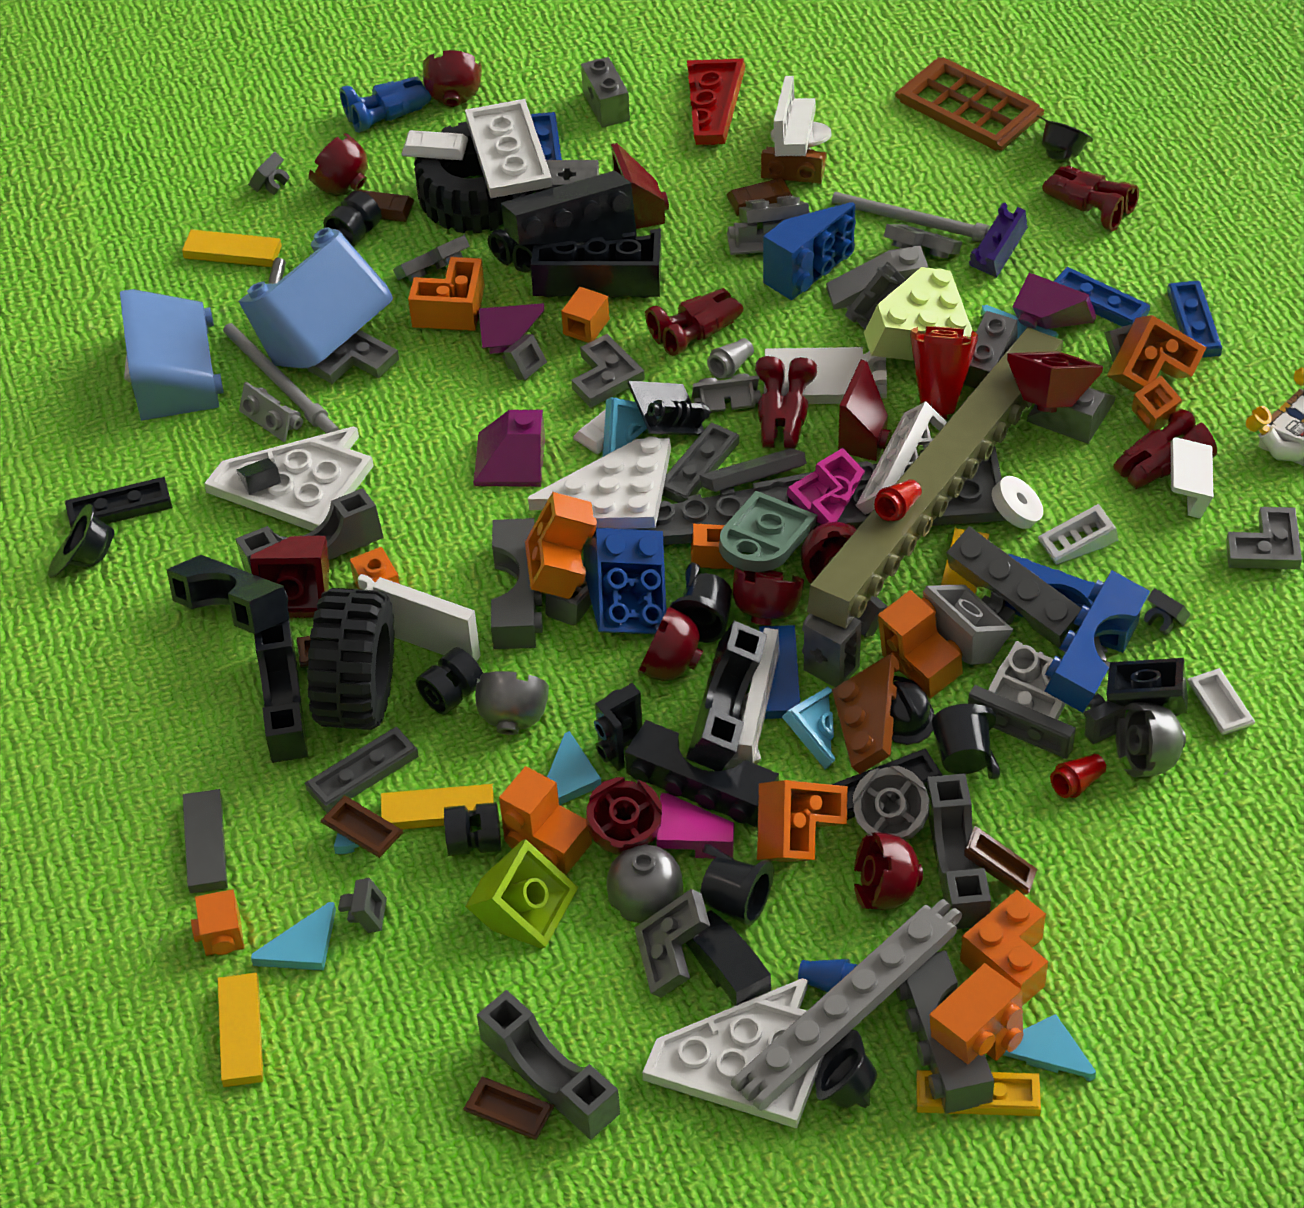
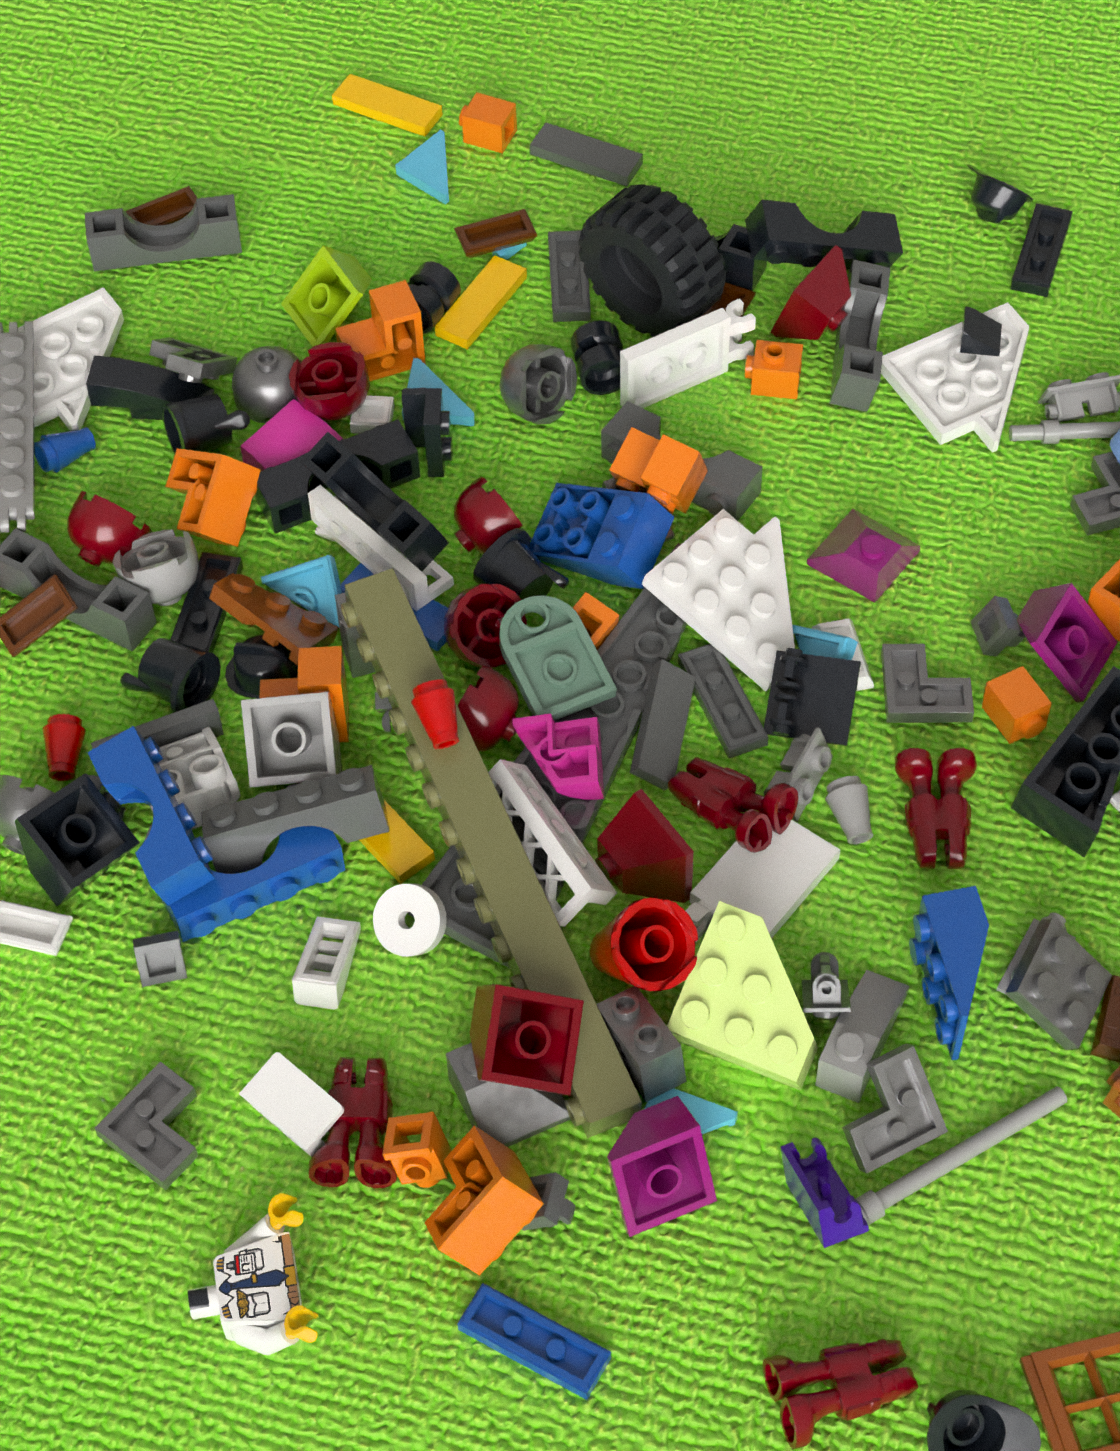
camera: 125 degrees right, 5 degrees up
(365, 905) = (419, 207): dark grey tile -> none
(1106, 301) = (653, 1260): blue tile -> none

